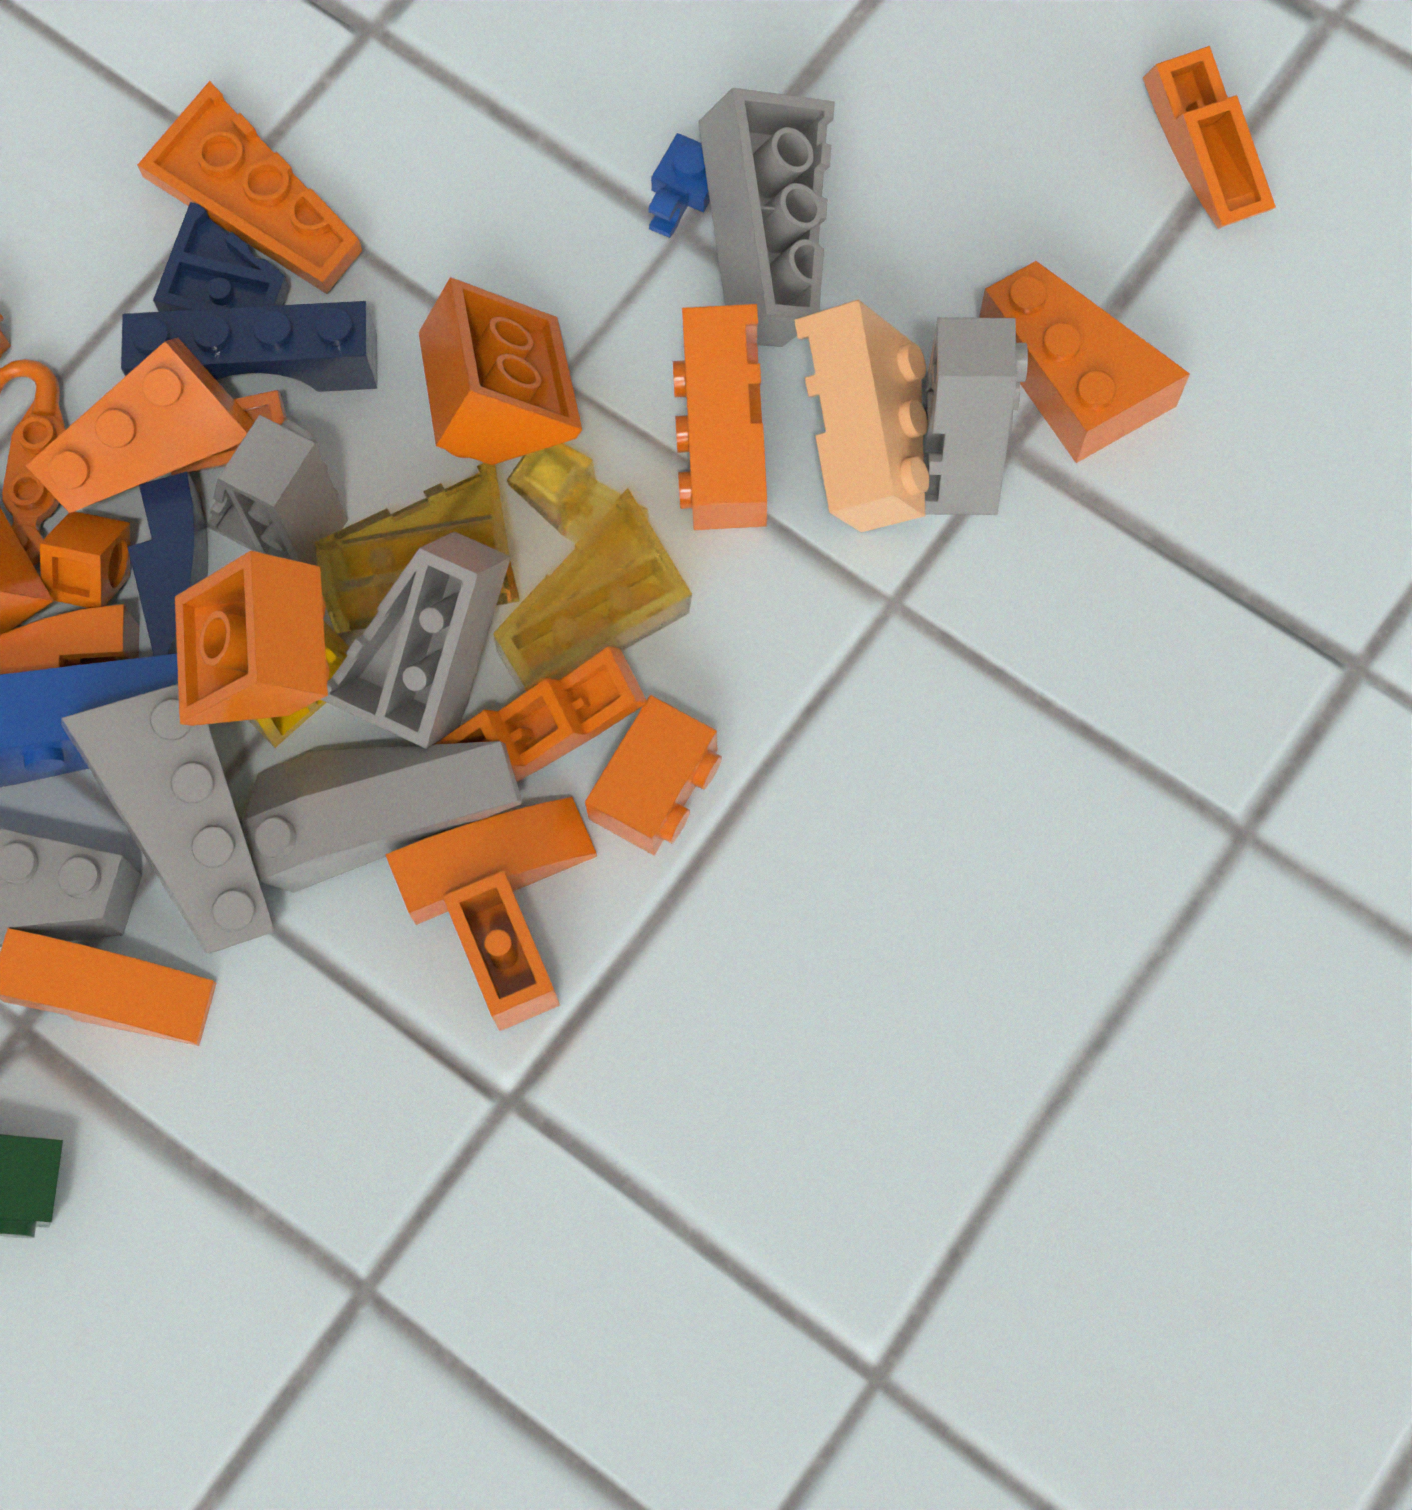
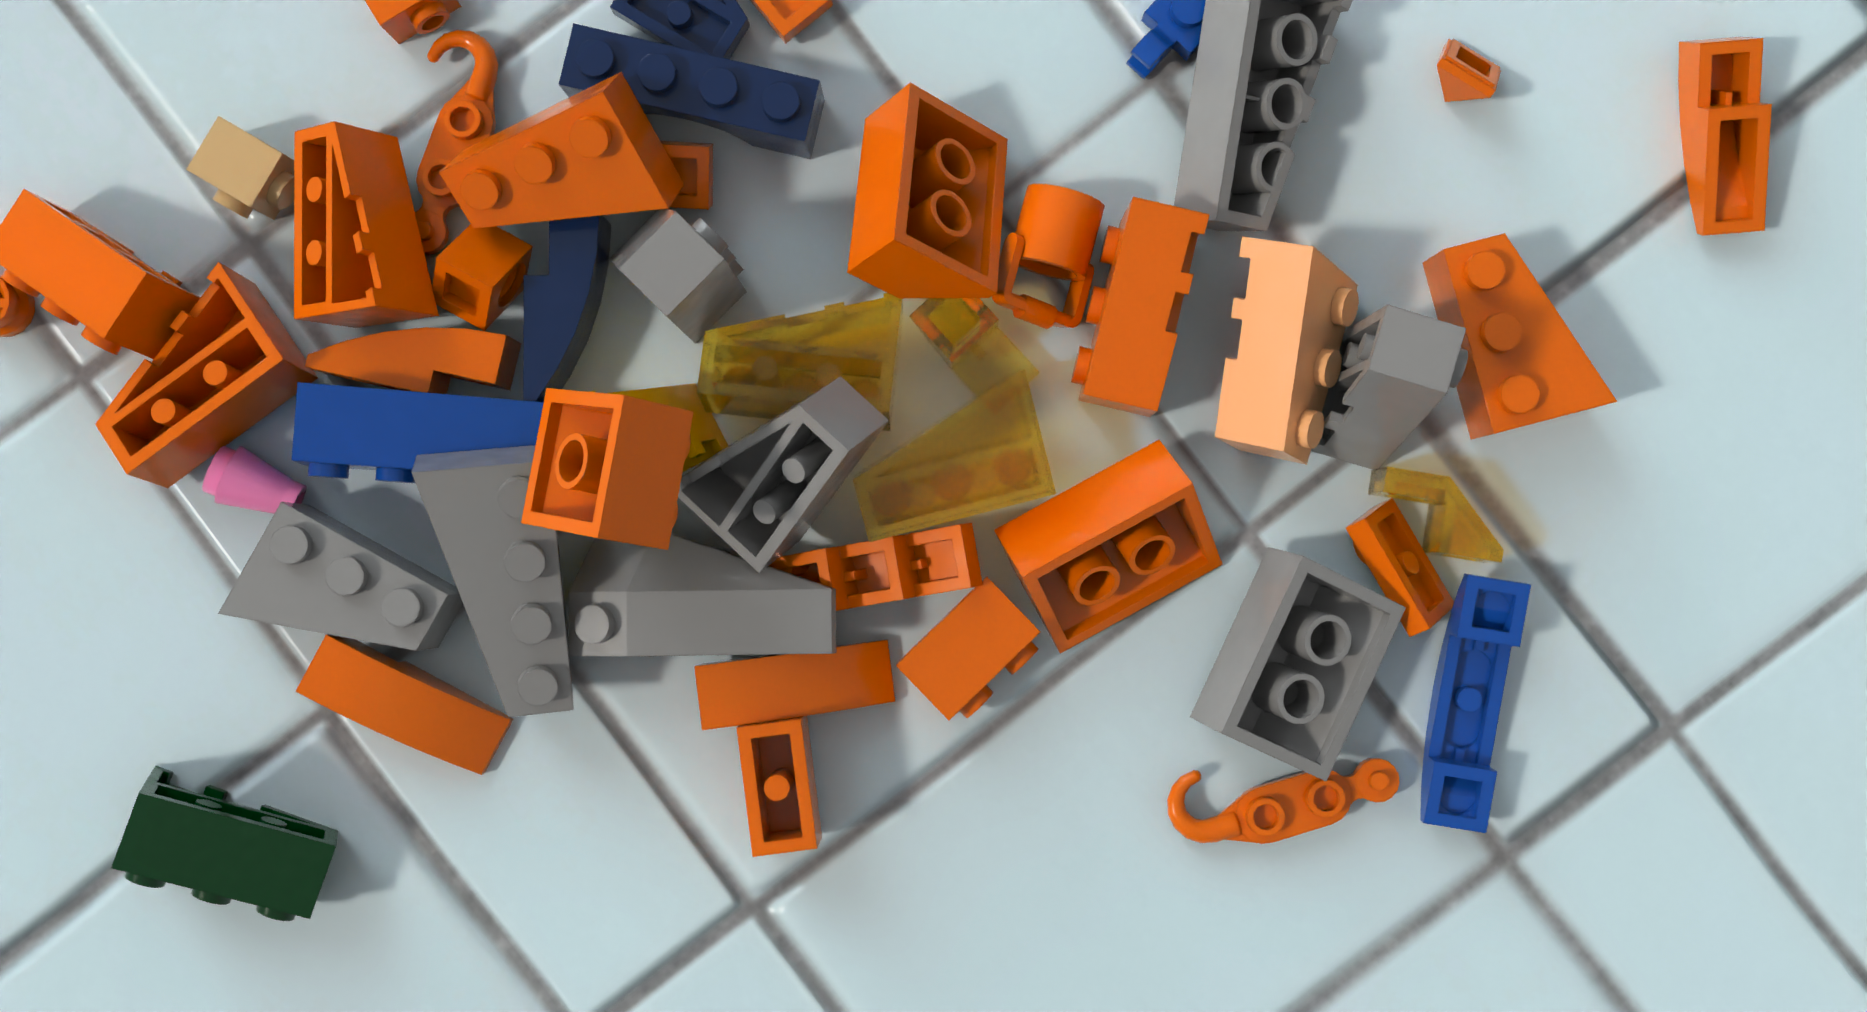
camera: 20 degrees right, 15 degrees up
(626, 394) = (1055, 241): none -> orange piece
(763, 644) = (1110, 545): none -> orange slope
(958, 153) = (1466, 73): none -> orange slope
(975, 693) = (1298, 662): none -> light grey slope
(1010, 840) = (1284, 805): none -> orange piece
(1059, 597) = (1400, 566): none -> orange plate
(1085, 535) = (1451, 522): none -> clear yellow slope
(1153, 687) = (1468, 700): none -> blue slope

